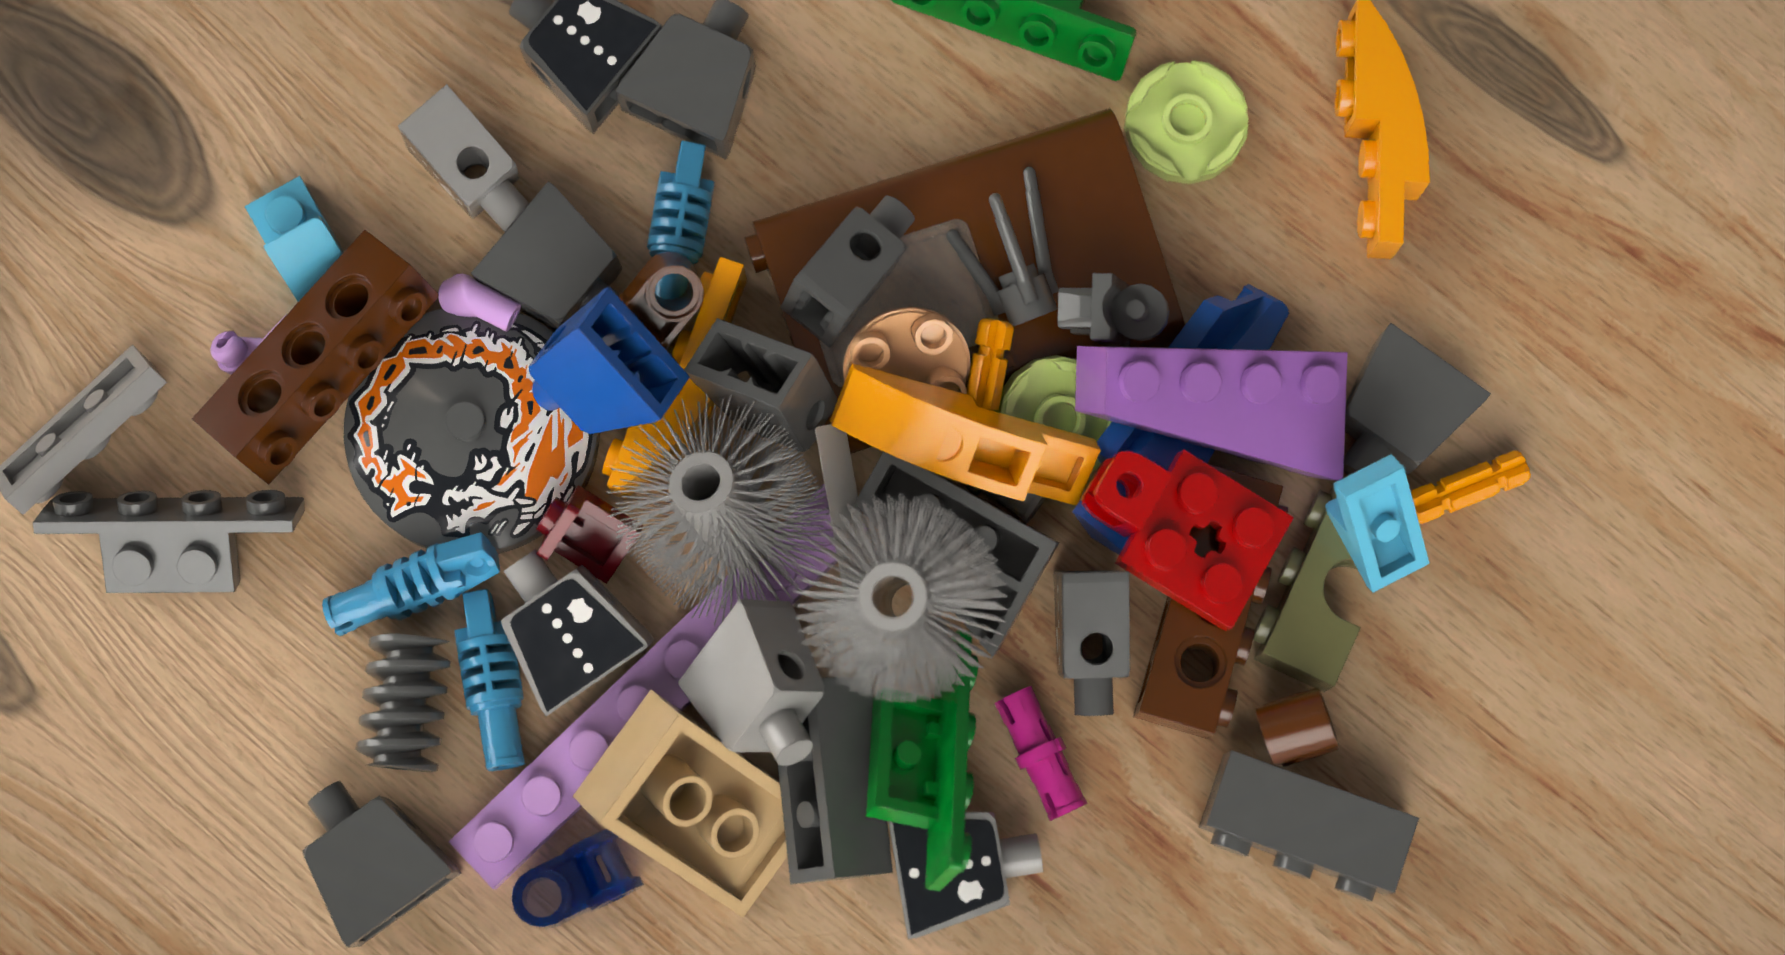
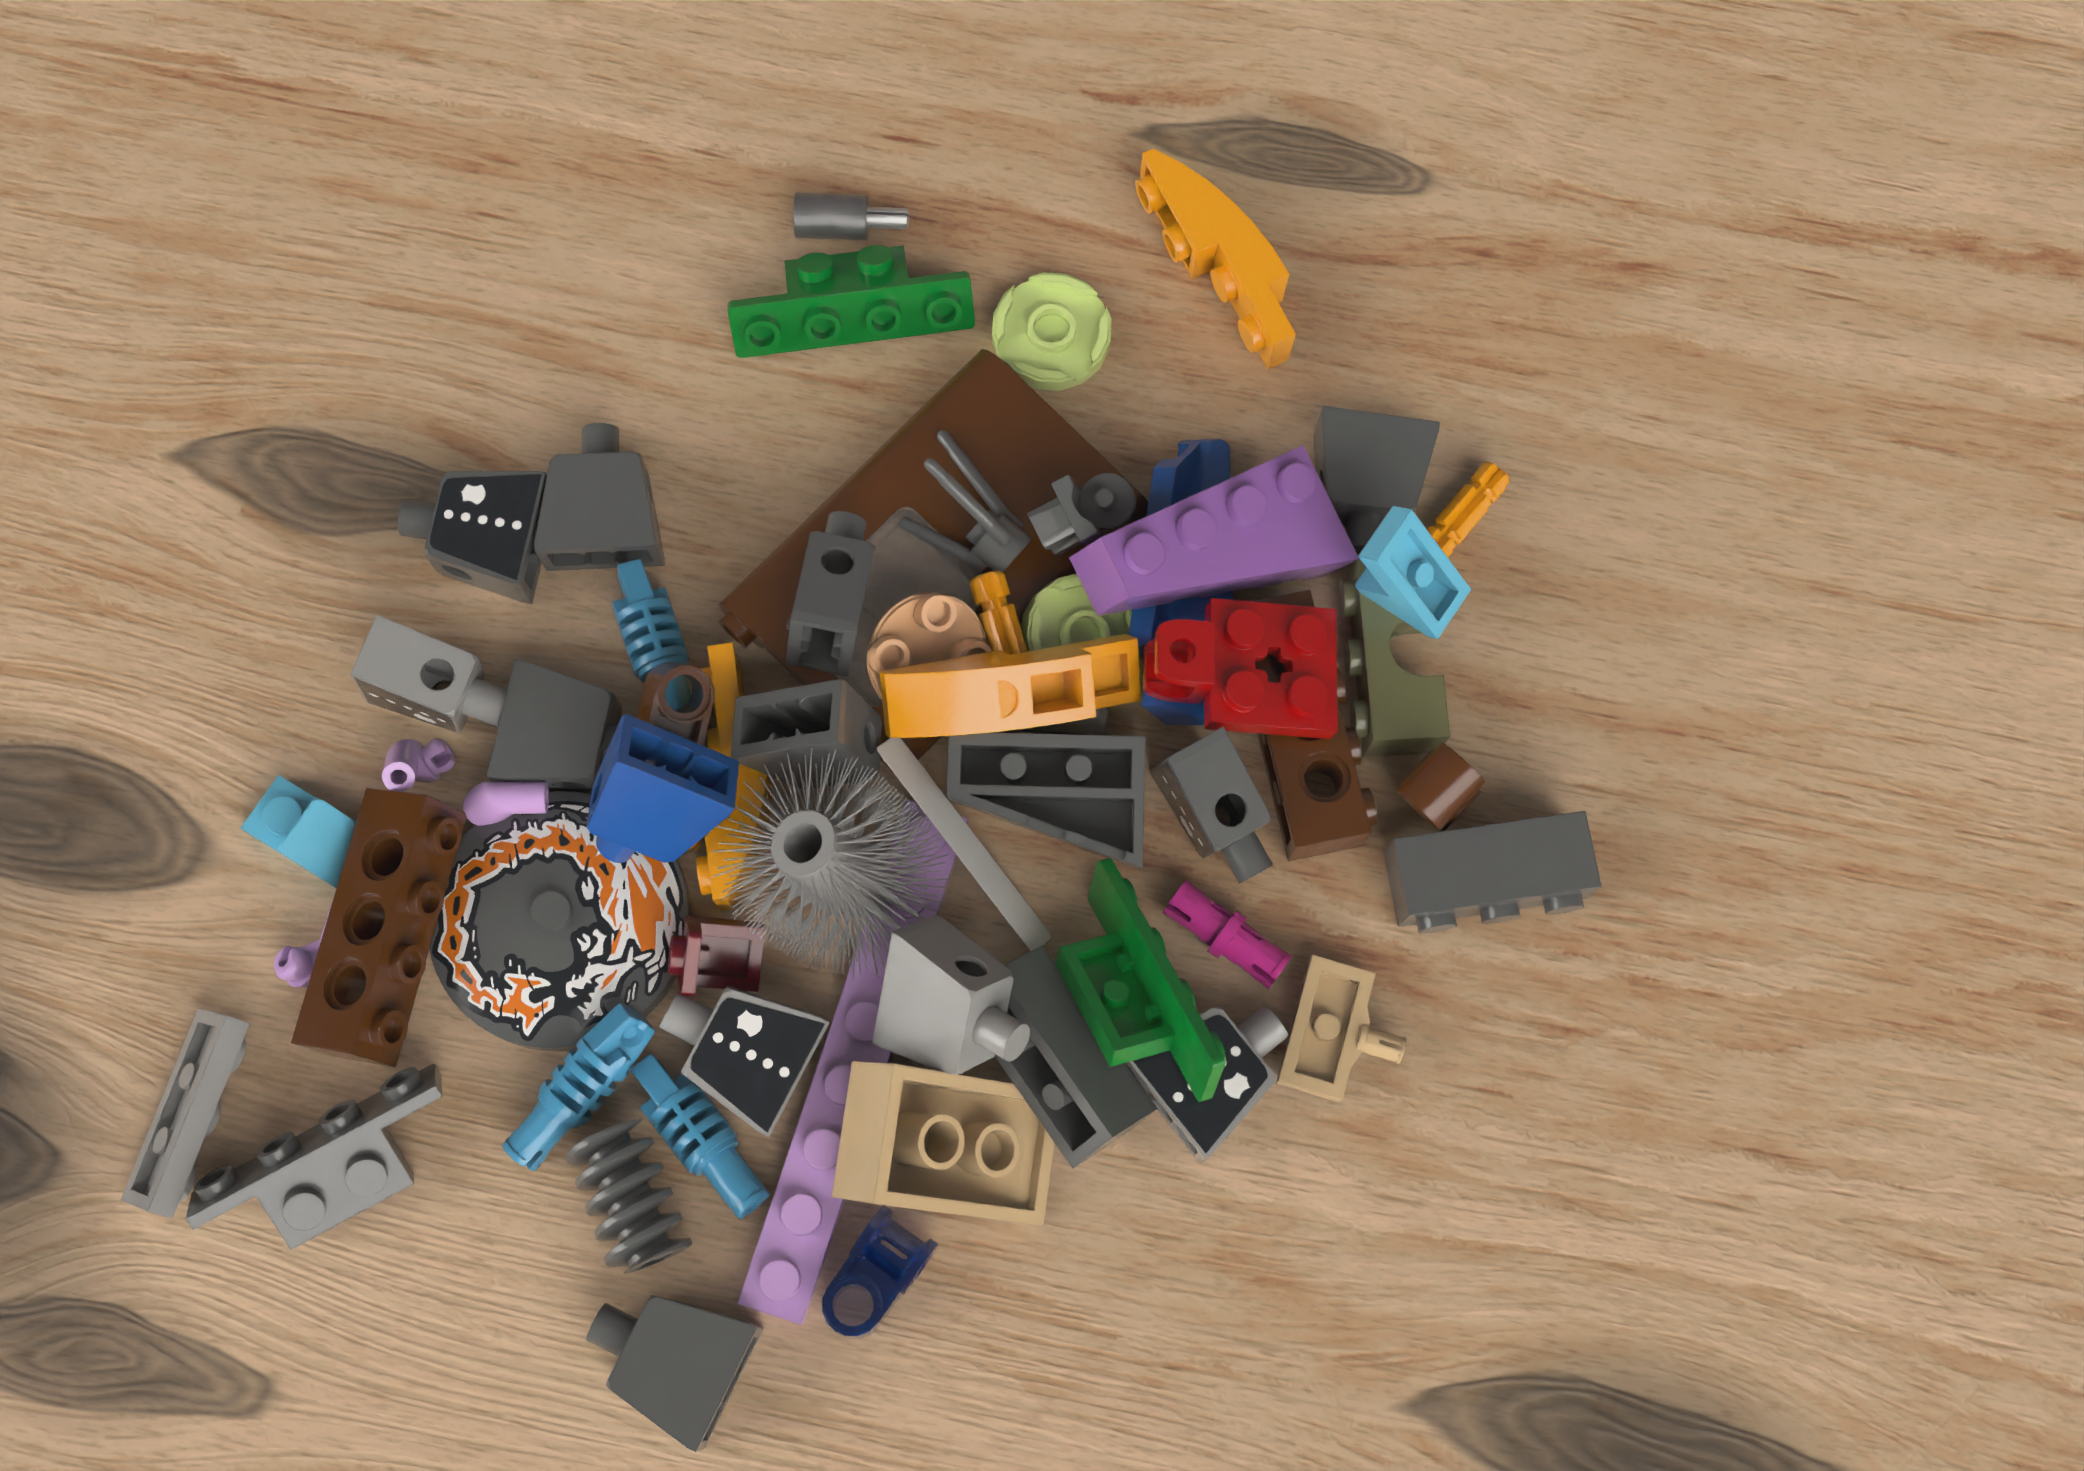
camera: 30 degrees left, 5 degrees down
(419, 225) = (412, 762): none -> lavender arm
(872, 603) = (1042, 818): light grey piece -> none
(1085, 887) = (1332, 1030): none -> tan plate

